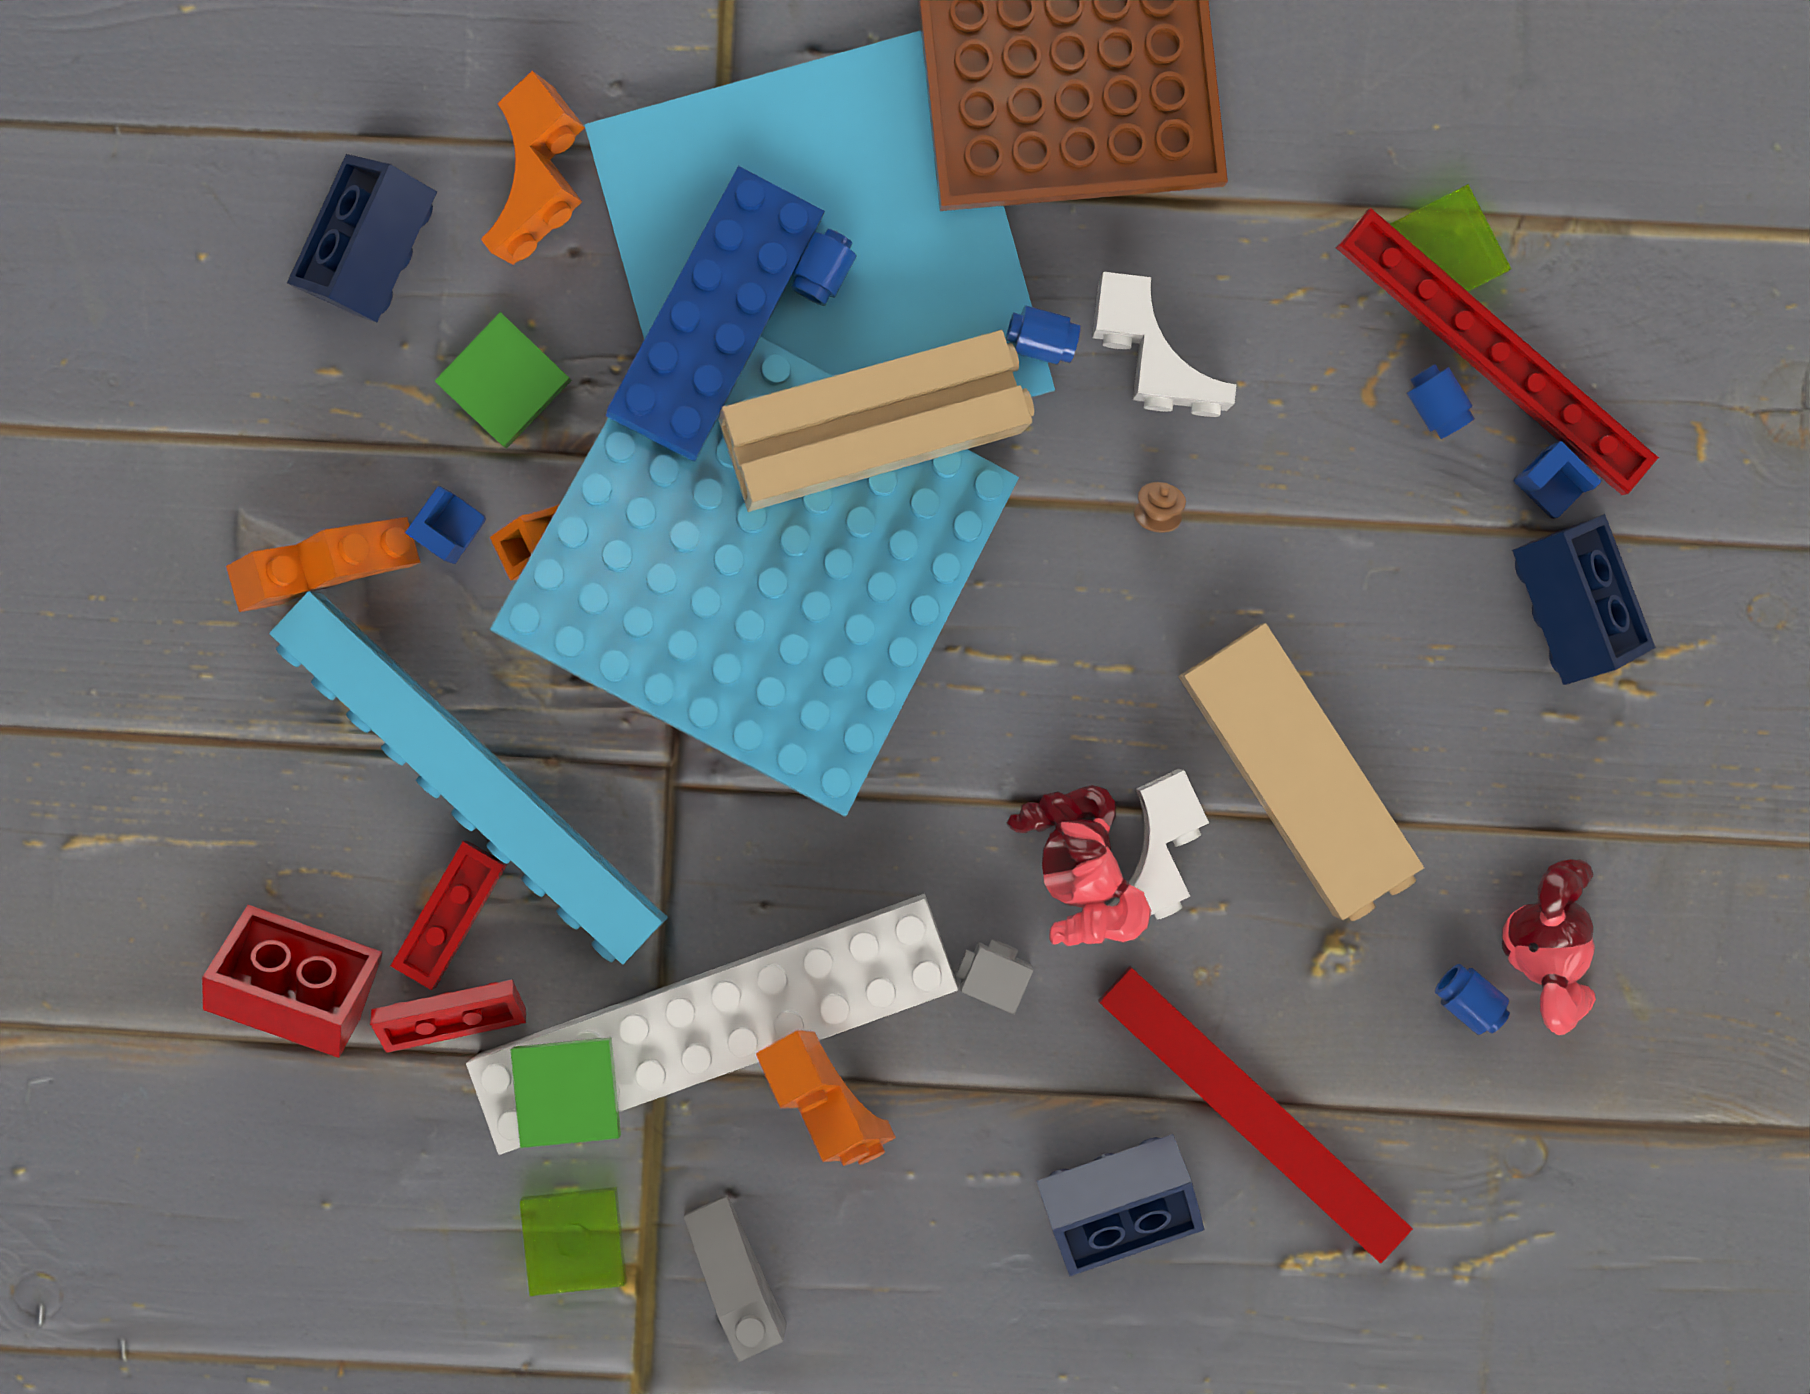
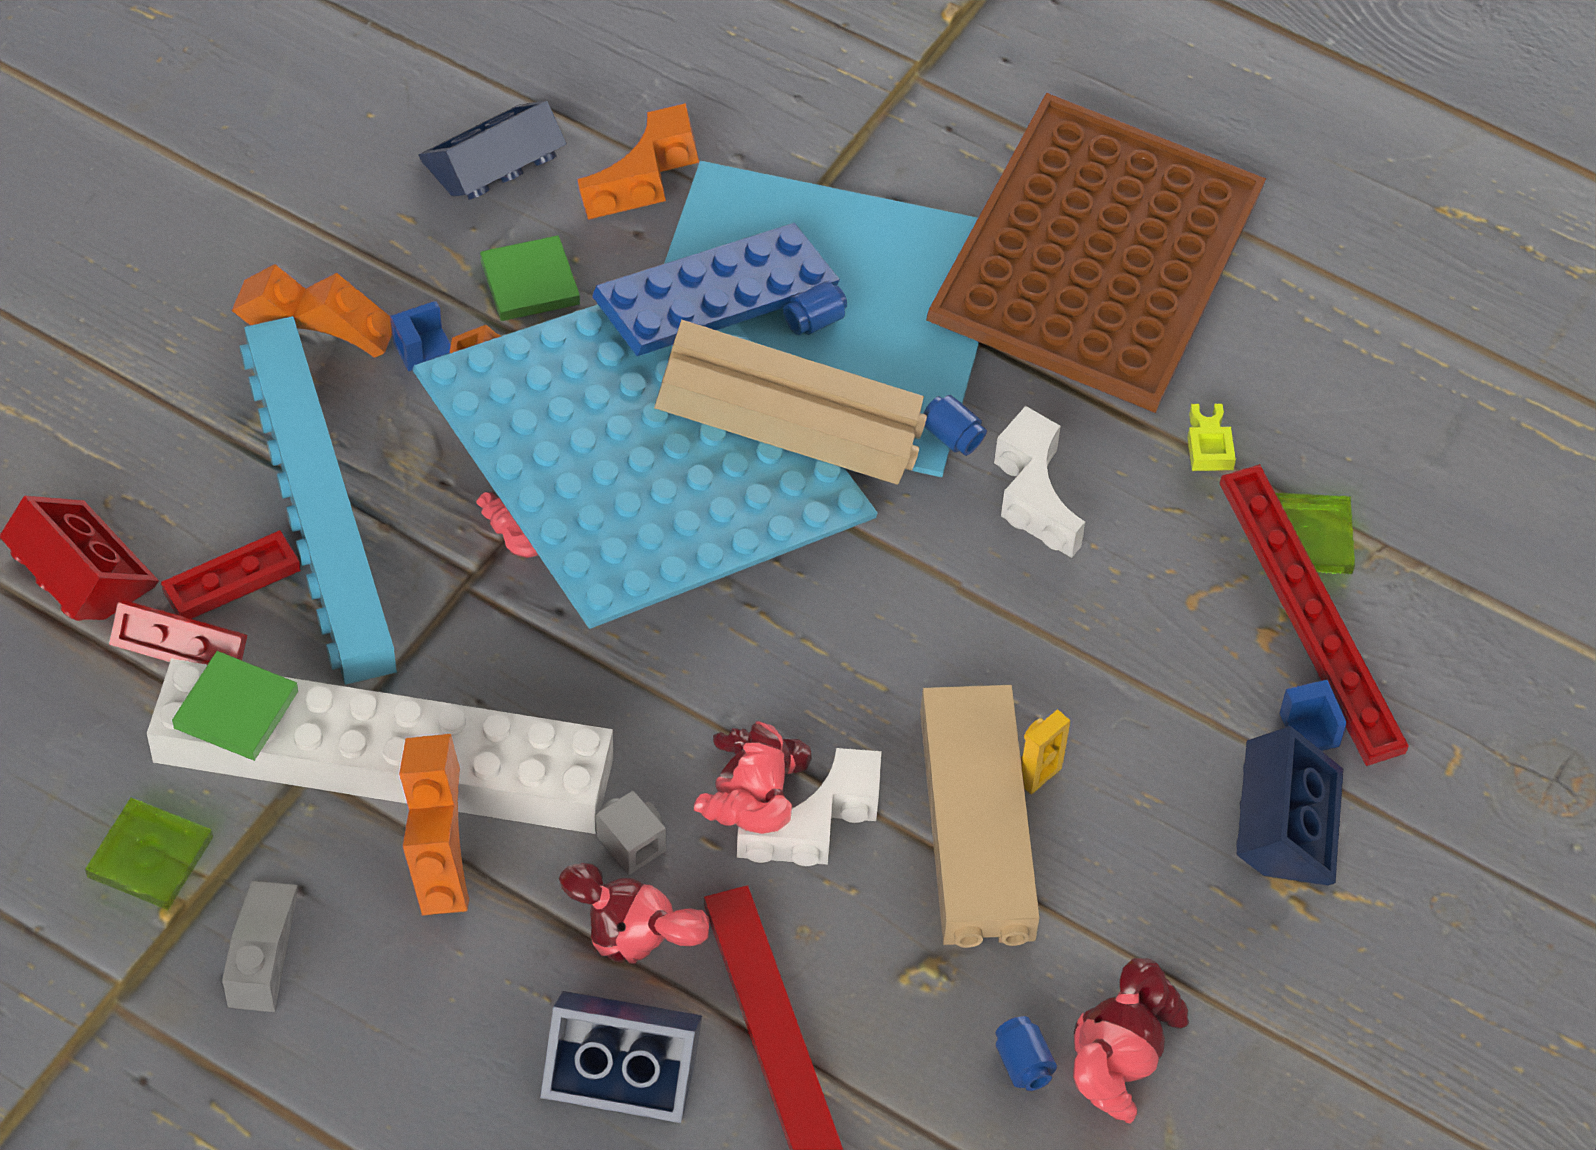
camera: 25 degrees right, 35 degrees down
(1052, 1066) = (639, 906): none -> hair
(1159, 507) = (976, 581): medium nougat wheel -> none
(1299, 197) = (1208, 443): none -> neon yellow plate
(1334, 681) = (1044, 750): none -> yellow plate
(1440, 401) = (1246, 621): blue brick -> none

